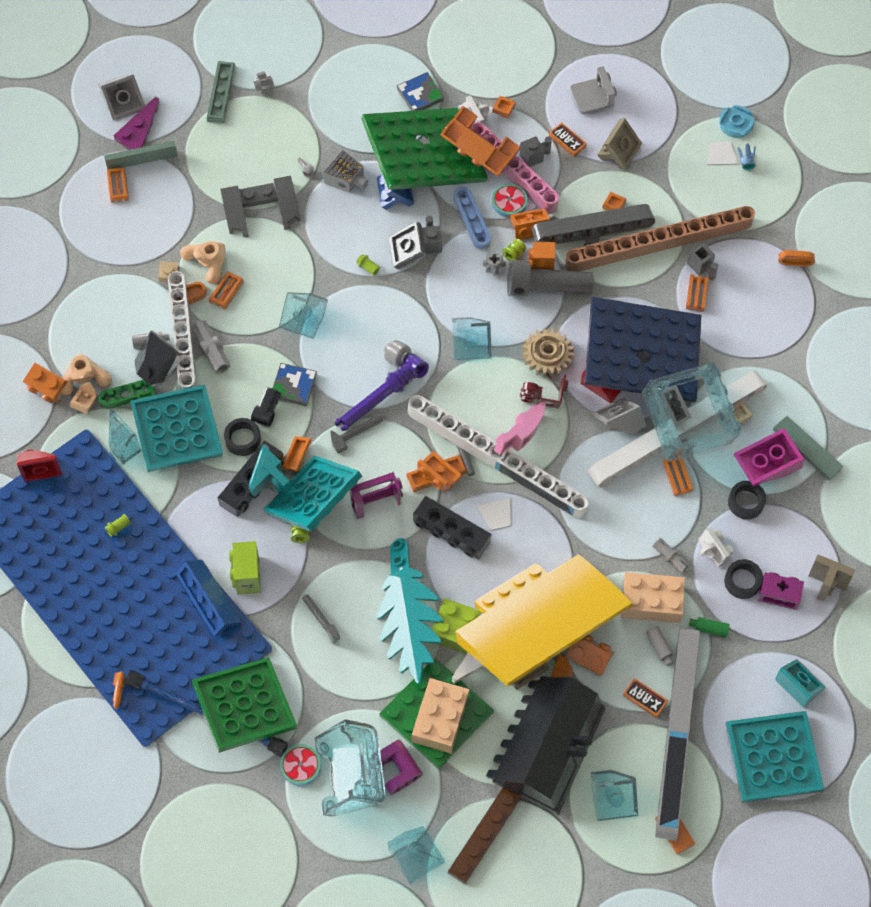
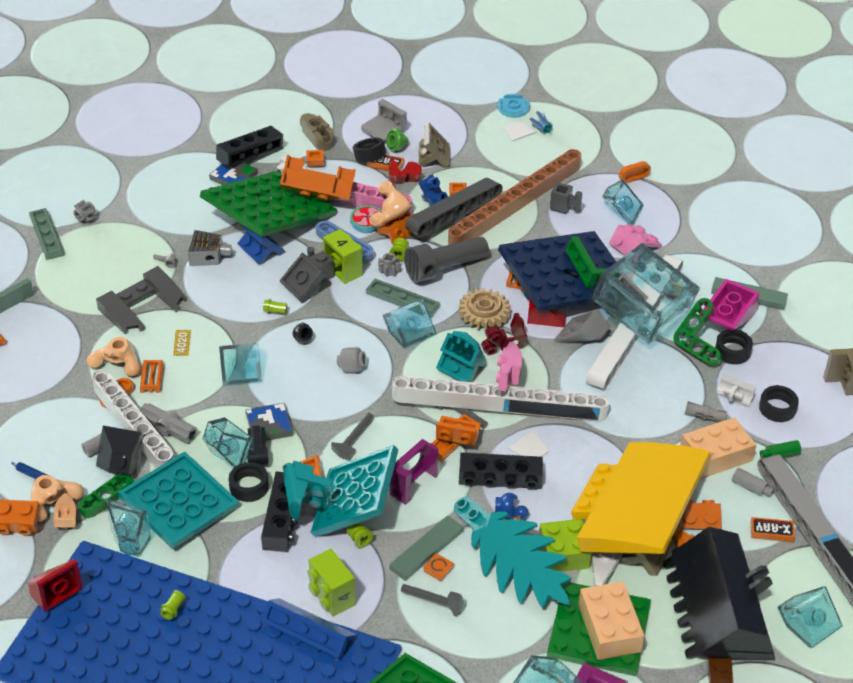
camera: 30 degrees left, 20 degrees down
(82, 343) = (28, 470): none -> blue piece
(166, 269) = (83, 382): tan plate -> none
(240, 392) = (227, 441): none -> clear light blue slope
(271, 265) = (182, 342): none -> clear yellow sticker
(345, 592) = (438, 567): none -> orange tile
(347, 569) = (426, 547): none -> sand green tile
(373, 305) = (302, 333): none -> black piece
(412, 368) = (365, 381): dark purple piece -> none
(434, 564) = (507, 504): none -> blue animal
(449, 69) = (249, 146): none -> black brick
(455, 238) = (346, 255): none -> lime brick
(486, 305) = (399, 296): none -> sand green tile
(490, 398) = (460, 356): none -> teal piece
(525, 74) = (317, 131): none -> dark tan piece
(533, 151) = (366, 174): dark grey brick -> none
(533, 203) = (393, 207): none -> light nougat head
(542, 255) = (432, 234): orange brick -> none
(557, 113) = (369, 150): none -> black tyre
(581, 162) = (410, 172): none -> red leg
(584, 198) = (431, 190): none -> blue hips
(592, 119) = (396, 140): none -> bright green brick
(653, 364) = (583, 262): none -> green piece
(684, 473) = (664, 352): orange tile -> none
(698, 279) = (575, 219): orange tile -> none
(714, 470) = (691, 333): none -> green beam
(739, 337) = (629, 237): none -> bright pink bracket
(758, 290) = (623, 201): none -> clear light blue slope
(788, 597) = (817, 398): magenta brick -> none

